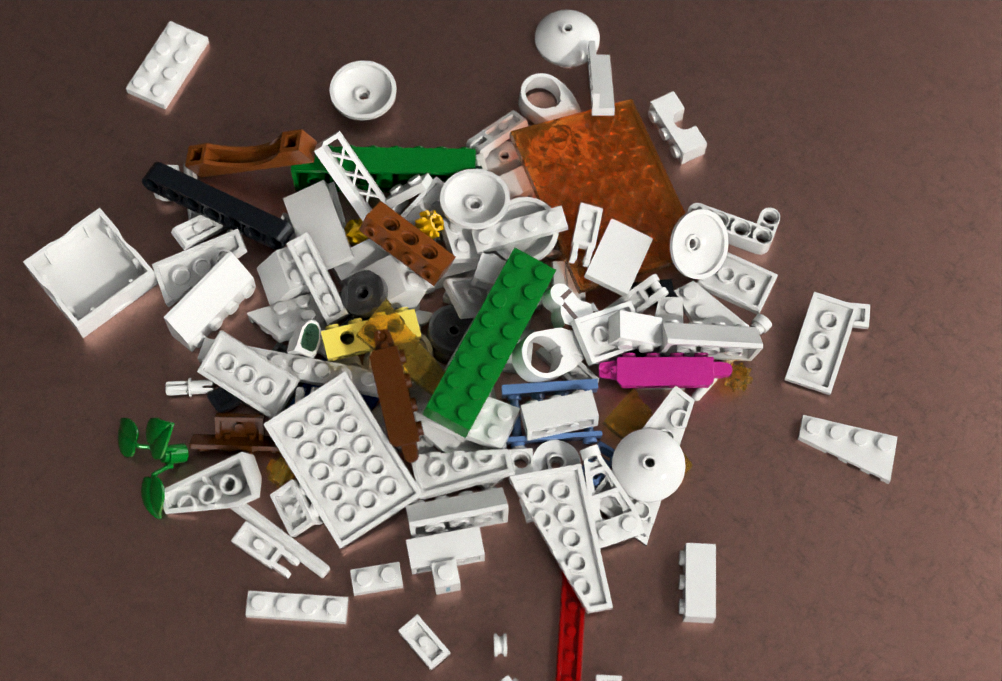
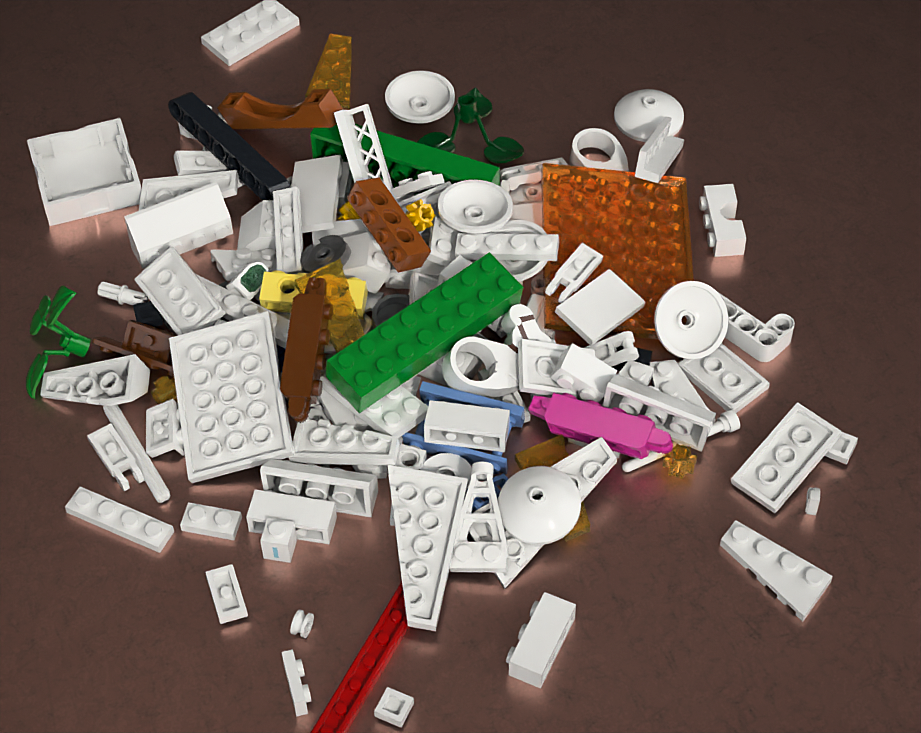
camera: 25 degrees right, 15 degrees down
(268, 90) = (335, 69): none -> clear yellow wing
(412, 83) = (468, 109): none -> dark green plant
(855, 372) = (812, 500): none -> white tile

